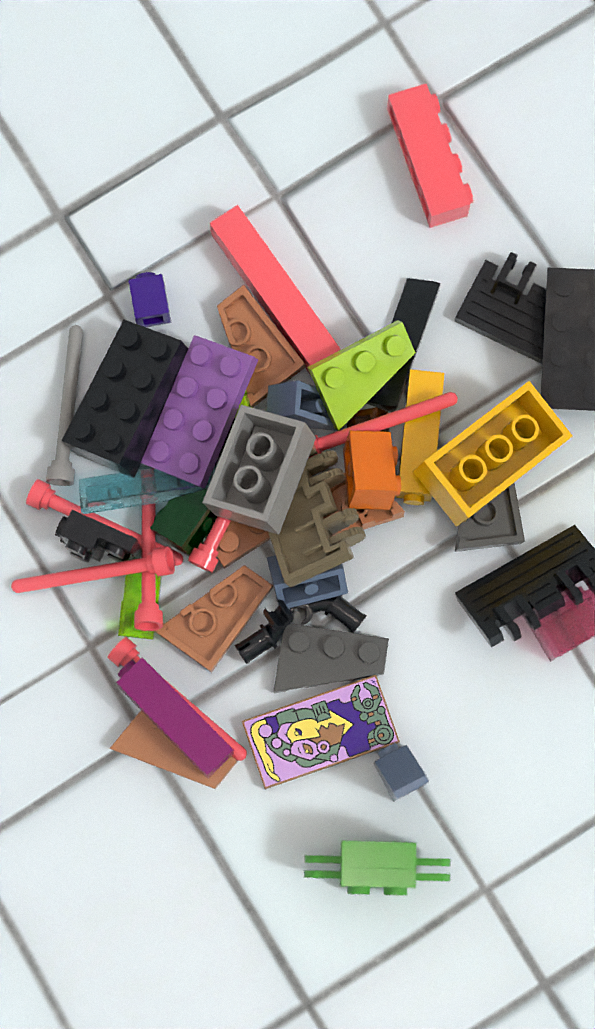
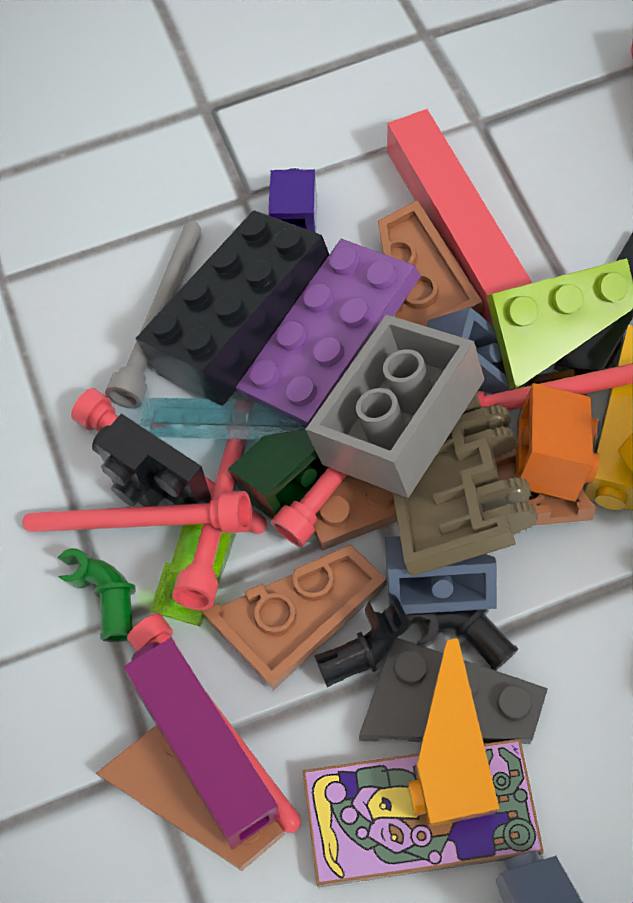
camera: 15 degrees right, 15 degrees down
(89, 626) = (110, 587): none -> green piece
(334, 698) = (452, 758): none -> light orange slope

